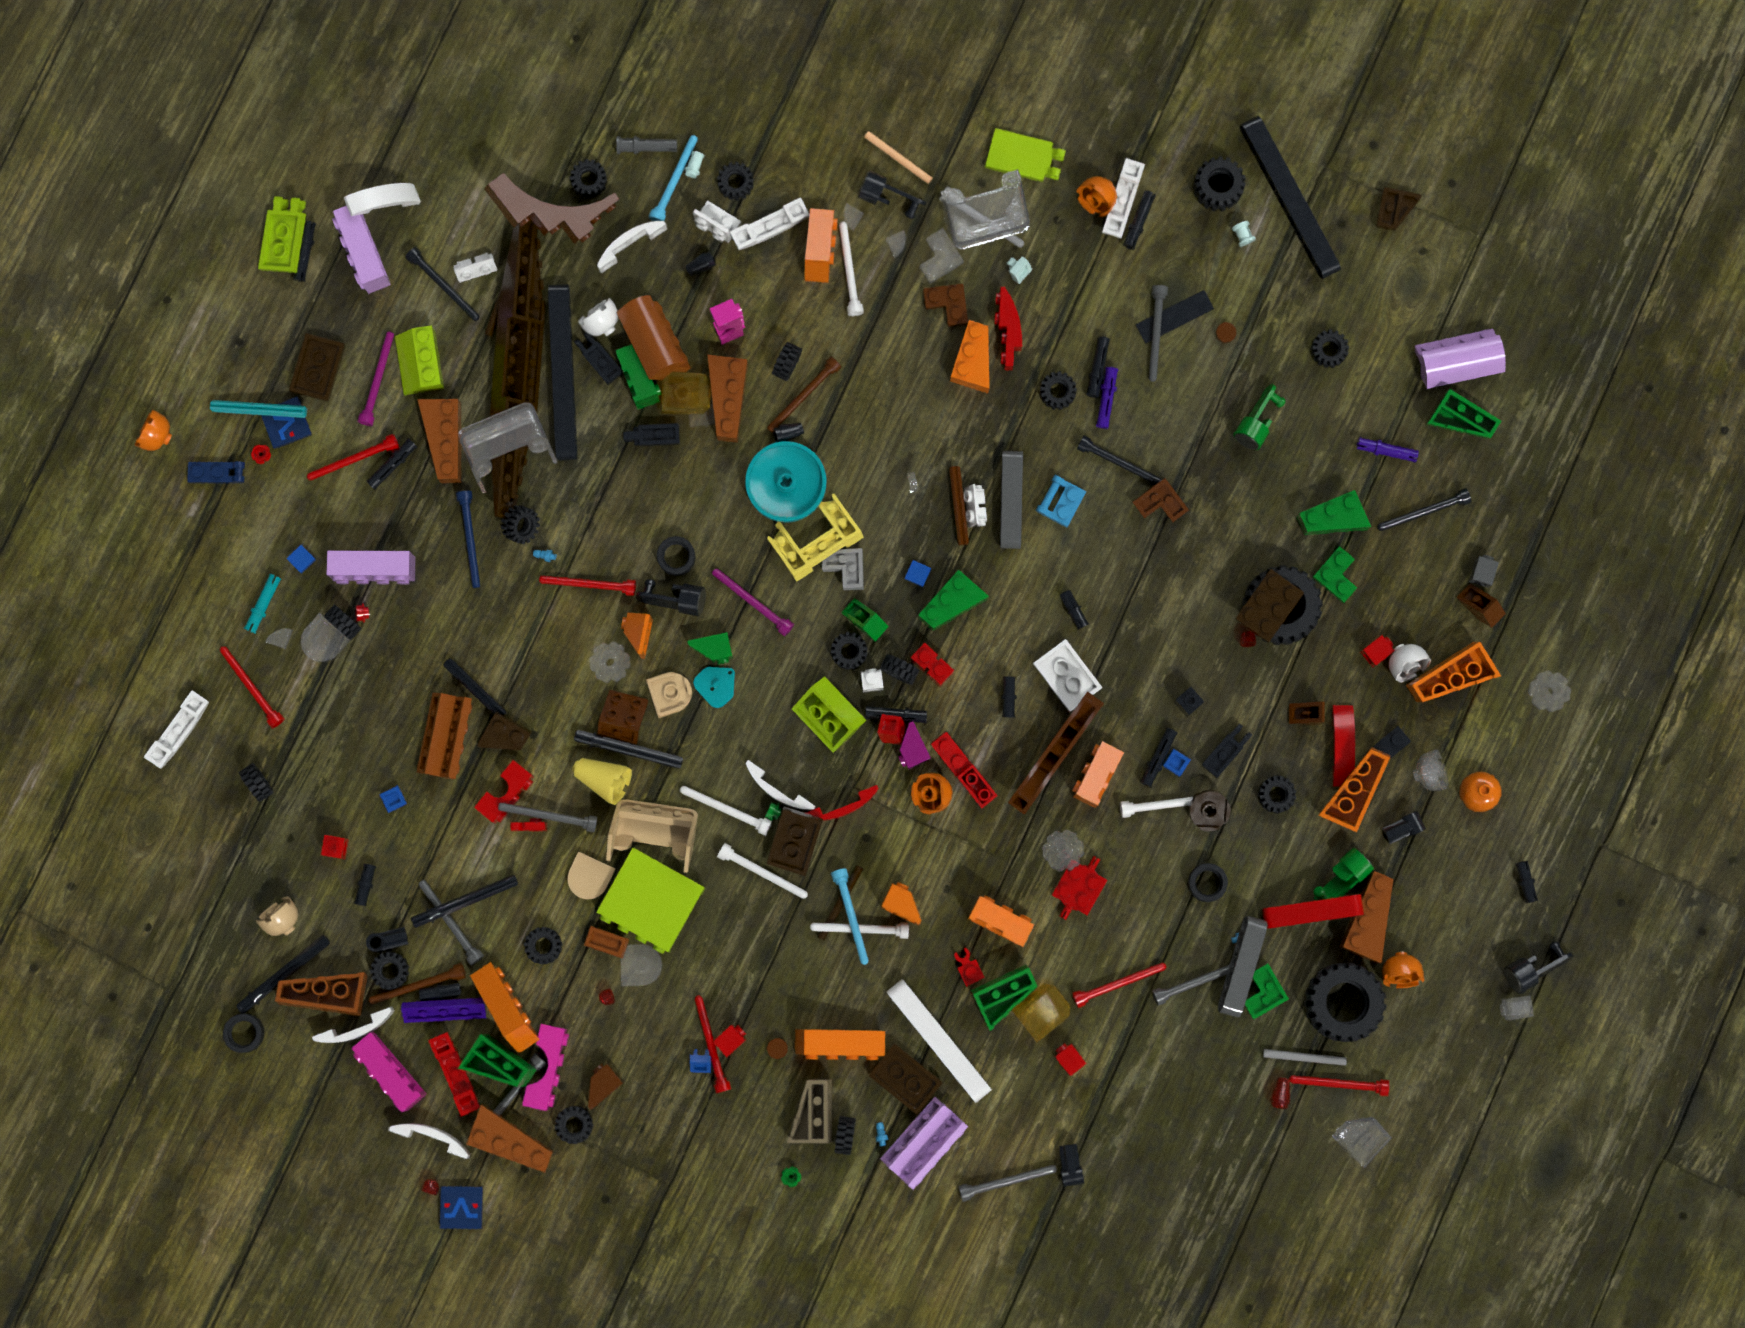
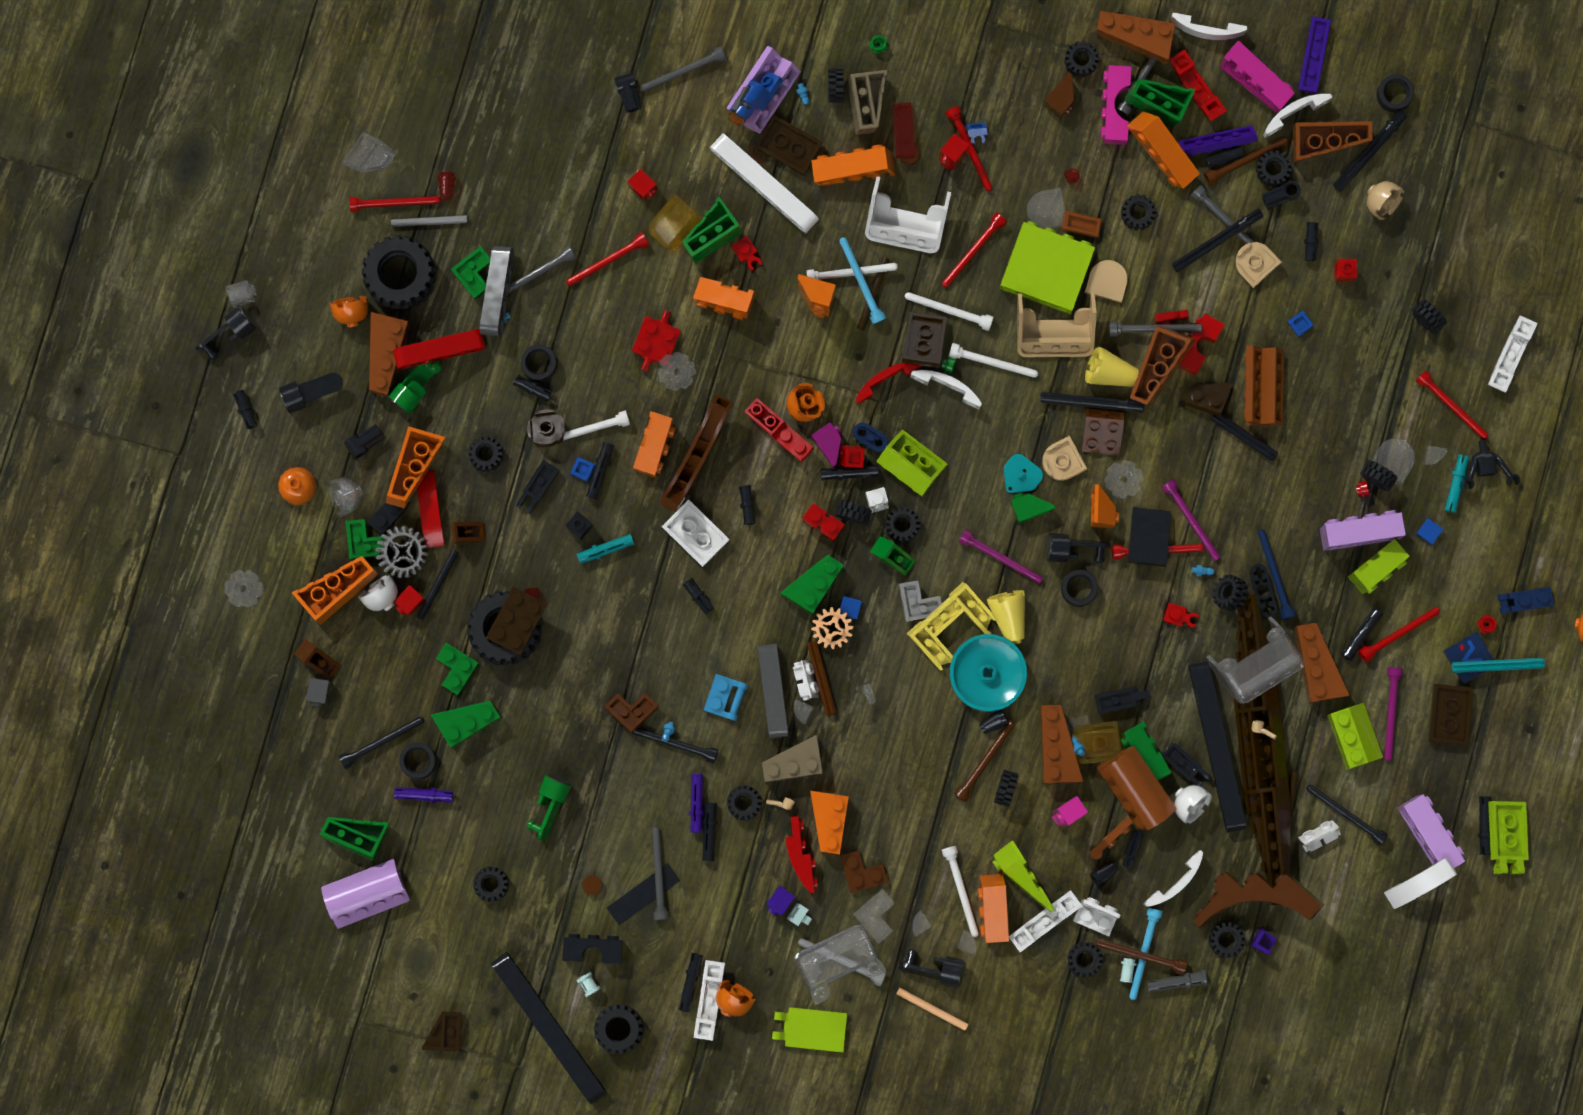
camera: 175 degrees right, 0 degrees up
(229, 618) = (1485, 463): none -> black piece
(322, 1089) = (1314, 55): none -> dark purple plate
(361, 527) = (1379, 567): none -> lime wedge
(427, 871) = (1255, 262): none -> tan tile
(492, 538) = (1254, 578): none -> black beam
(517, 381) = (1257, 726): none -> tan hand
(547, 778) = (1160, 363): none -> dark orange wedge
(552, 170) = (1263, 942): none -> dark purple panel
(561, 645) = (1171, 489): none -> magenta piece
(579, 513) = (1177, 615): none -> red plate
(594, 597) = (1149, 537): none -> black tile
(643, 160) = (1178, 966): none -> reddish brown piece
(667, 284) = (1132, 848): none -> black axle
(688, 296) = (1110, 839): none -> dark orange plate
(696, 958) = (997, 222): none -> red piece
(705, 388) = (1079, 749): none -> dark azure piece
(753, 540) = (1009, 614): none -> light yellow cone
(779, 1075) = (903, 130): none -> clear red tile
(790, 279) = (1014, 866): none -> lime wedge
(793, 969) = (905, 227): none -> white windscreen
(868, 747) = (870, 438): none -> dark blue plate
(936, 1133) = (754, 97): none -> blue plate
(945, 558) = (829, 636): none -> light nougat gear
(983, 475) = (802, 711): none -> clear tile
(1001, 421) = (795, 762): none -> dark tan wedge
(1014, 382) = (787, 803): none -> tan hand
(1036, 286) = (780, 901): none -> dark purple brick
(1125, 476) = (668, 730): none -> dark azure piece
(1173, 672) = (604, 549): none -> teal pin
(1217, 267) = (610, 948): none -> black arch
(1218, 857) = (532, 388): none -> black pin
(1345, 665) = (437, 584): none -> black bar
(1386, 696) = (390, 564): none -> light grey gear
(1392, 470) = (417, 746): none -> black tyre
(1421, 717) = (358, 542): none -> green plate
(1469, 886) = (296, 395): none -> black piece

